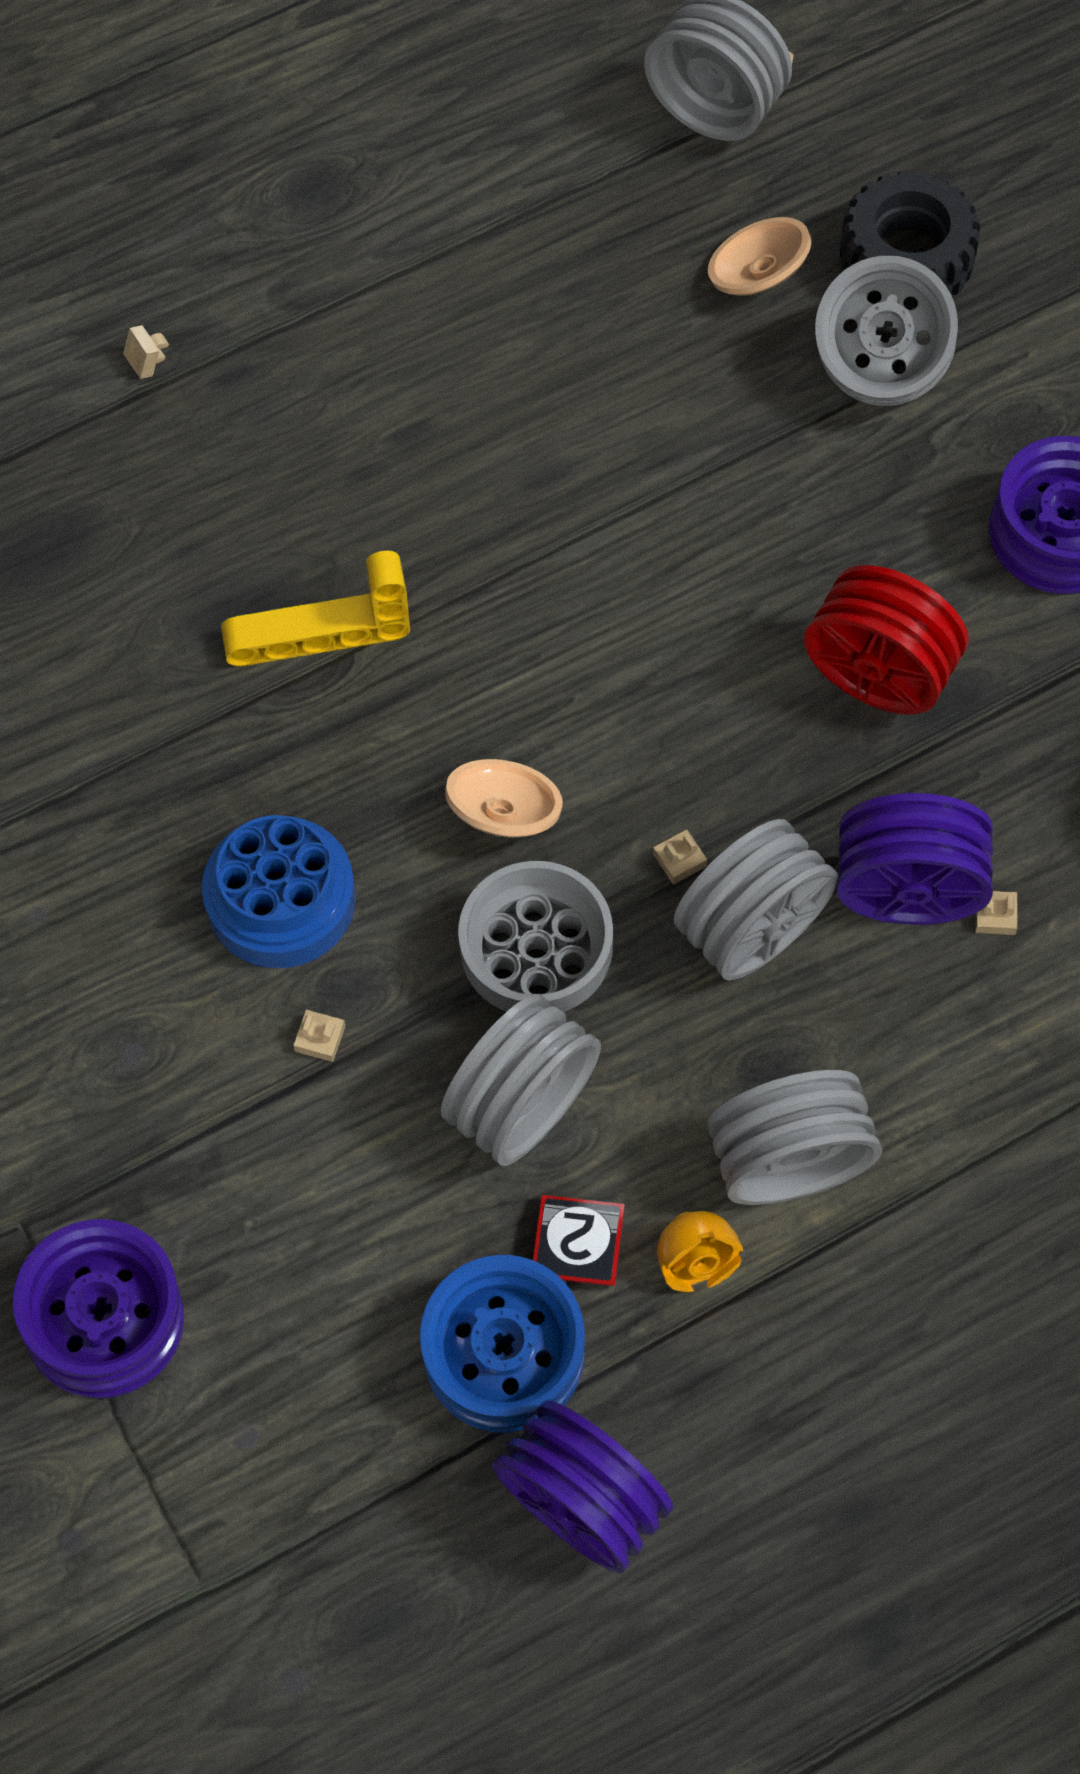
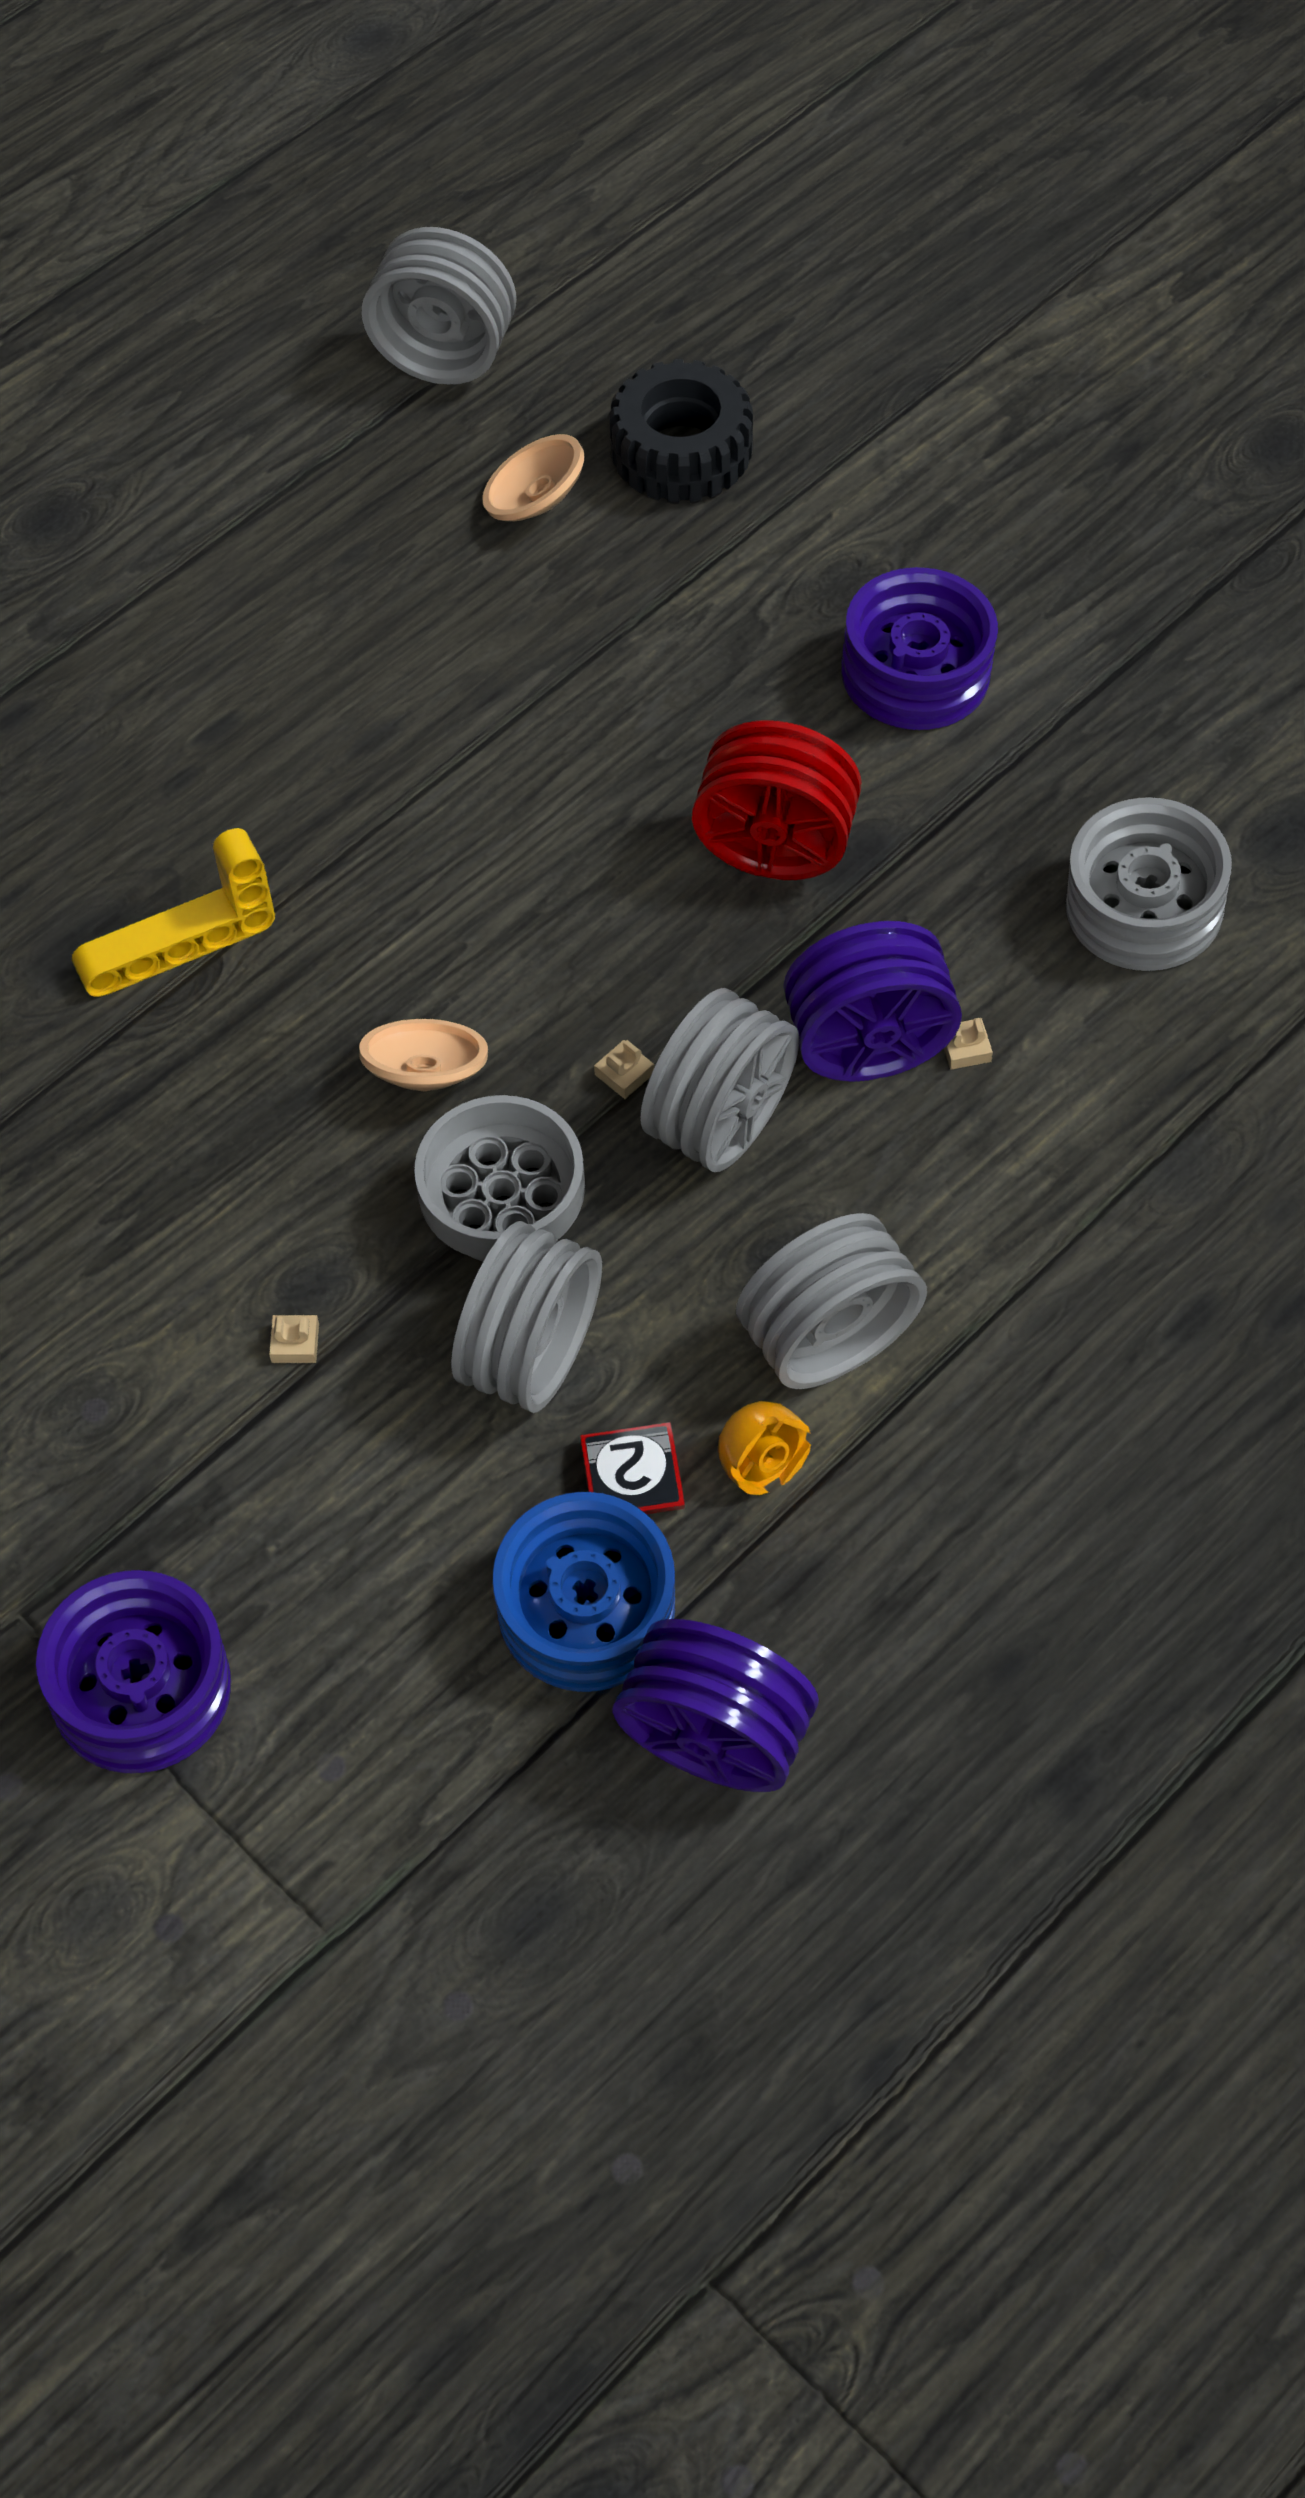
camera: 15 degrees left, 5 degrees down
(289, 932) = (235, 1237): blue wheel -> none
(895, 281) = (682, 459): light grey wheel -> none

